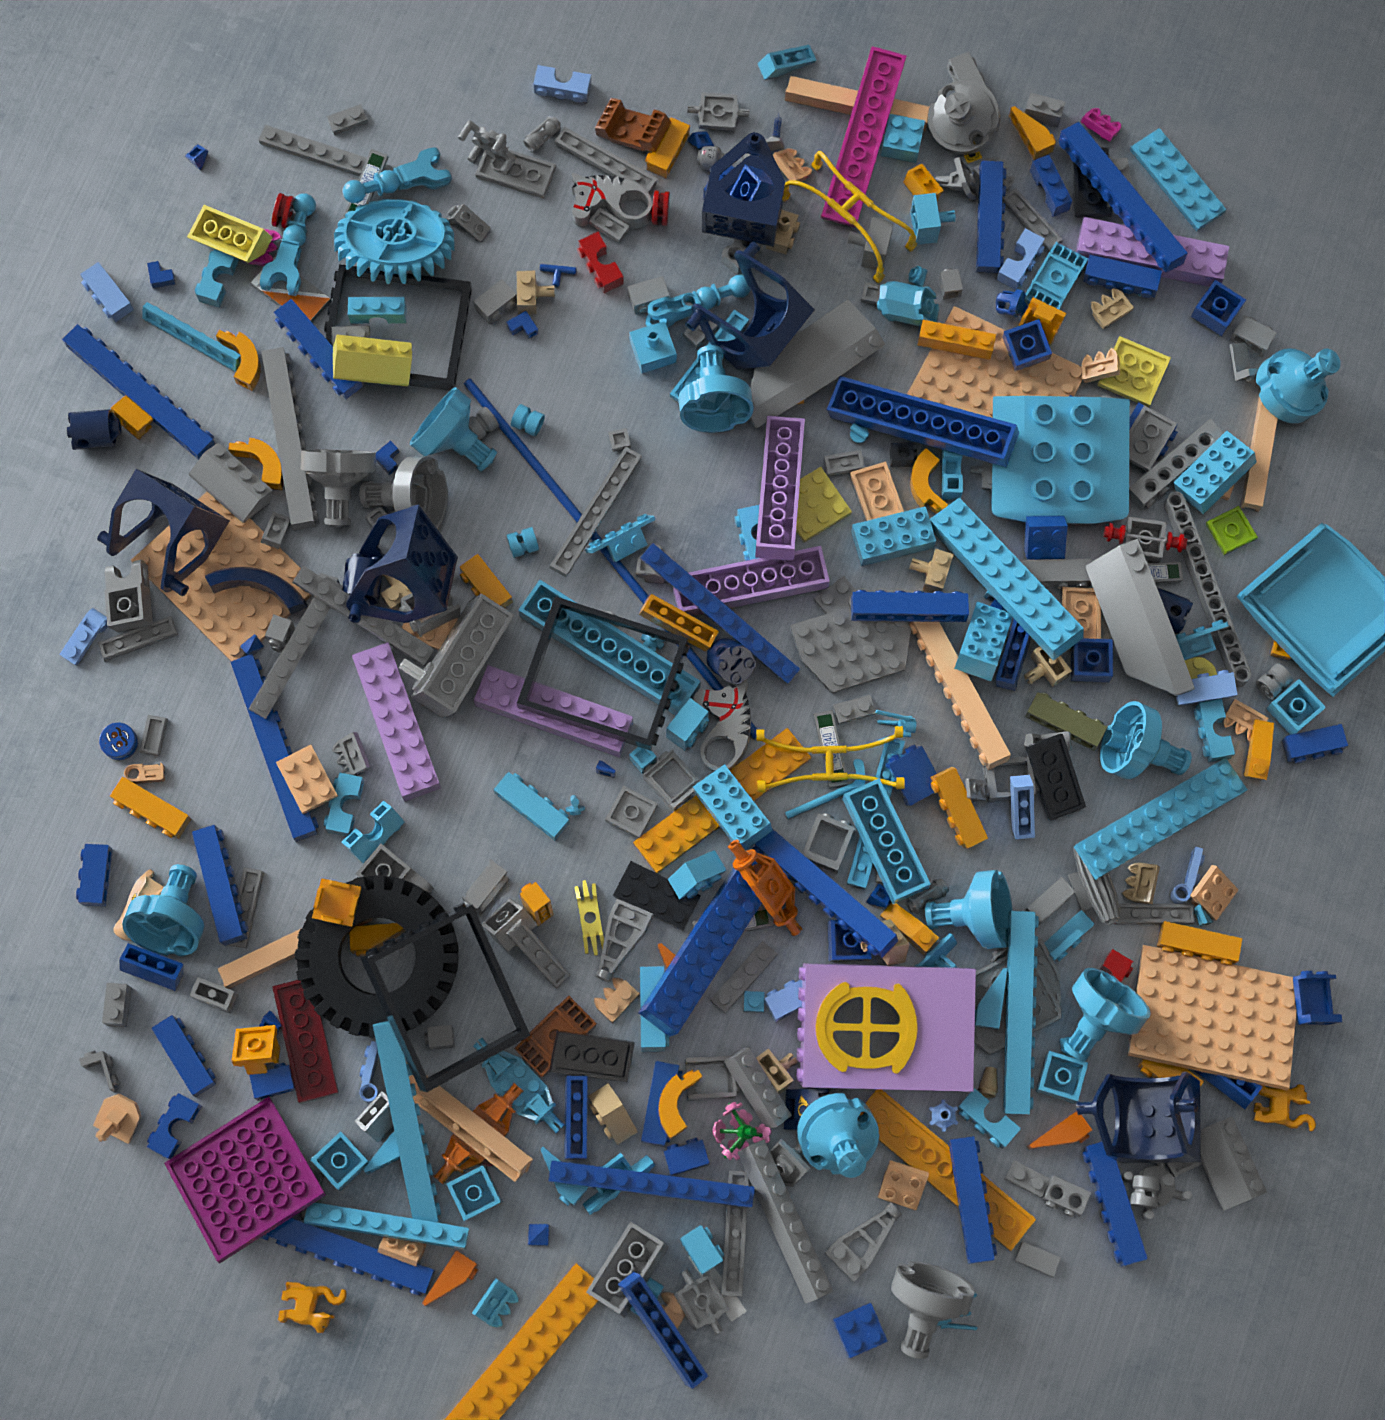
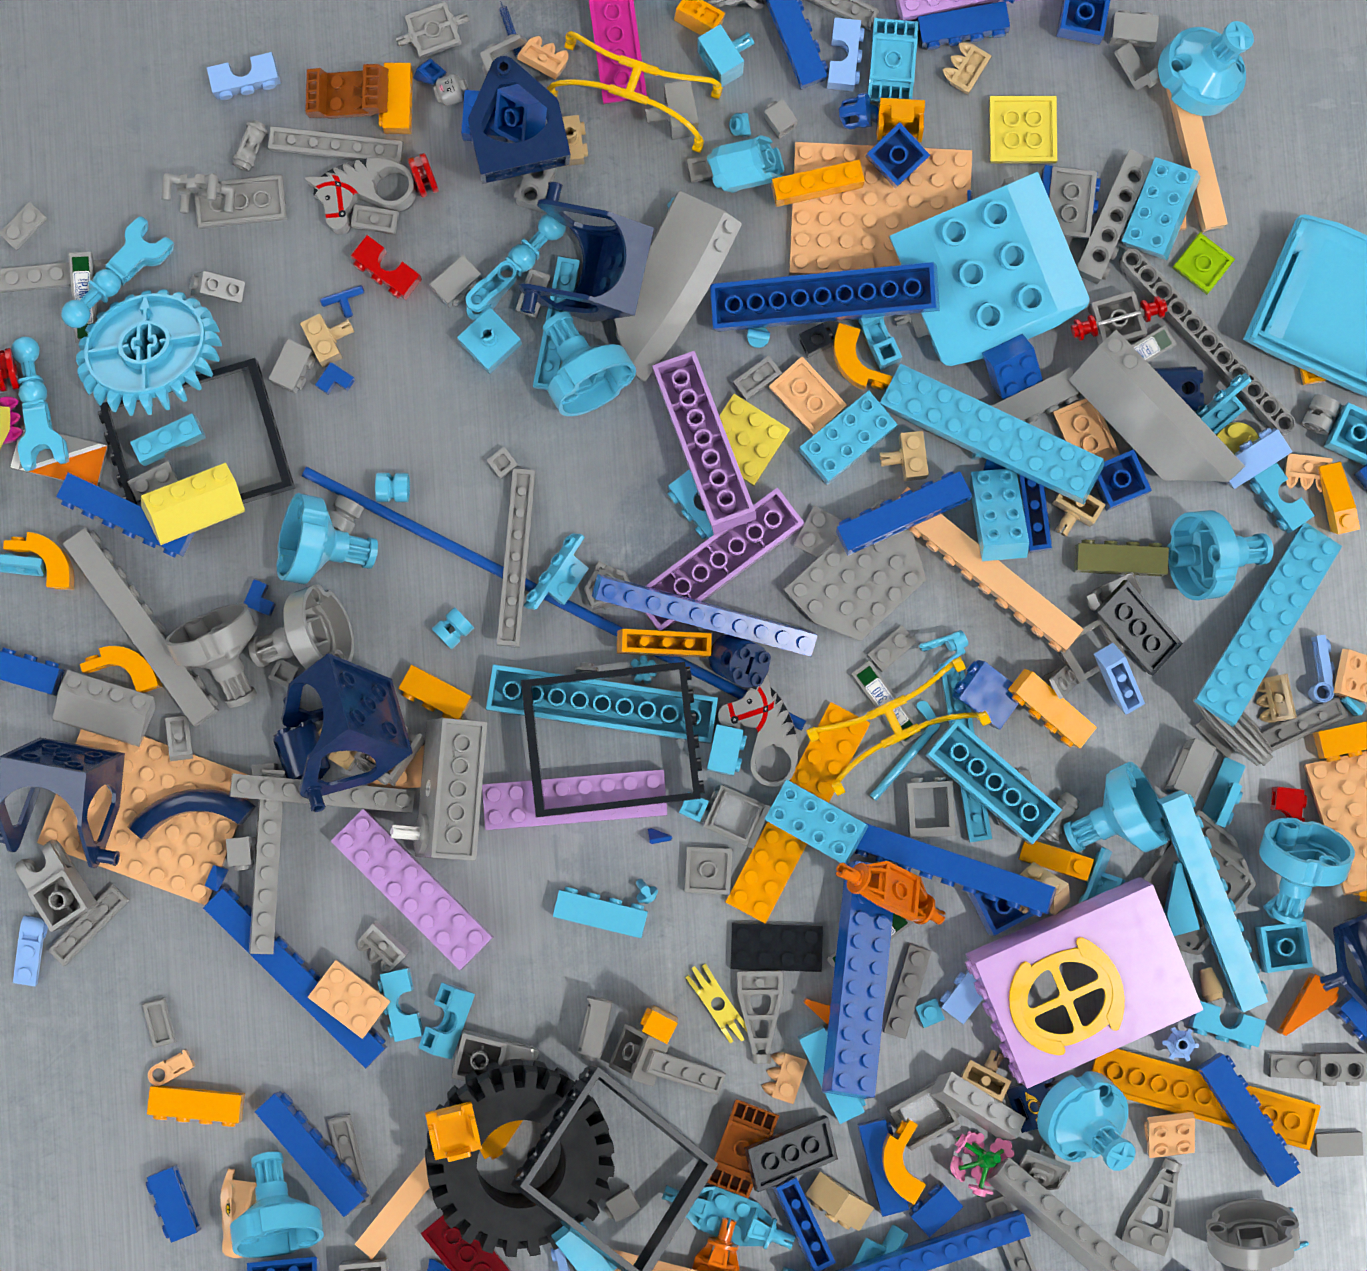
camera: 25 degrees left, 10 degrees up
(118, 741) = (125, 1048): blue head -> none
(697, 875) = (812, 911): medium azure brick -> none
(879, 897) = (1009, 840): blue slope -> none
(1101, 366) = (987, 142): light nougat plate -> none

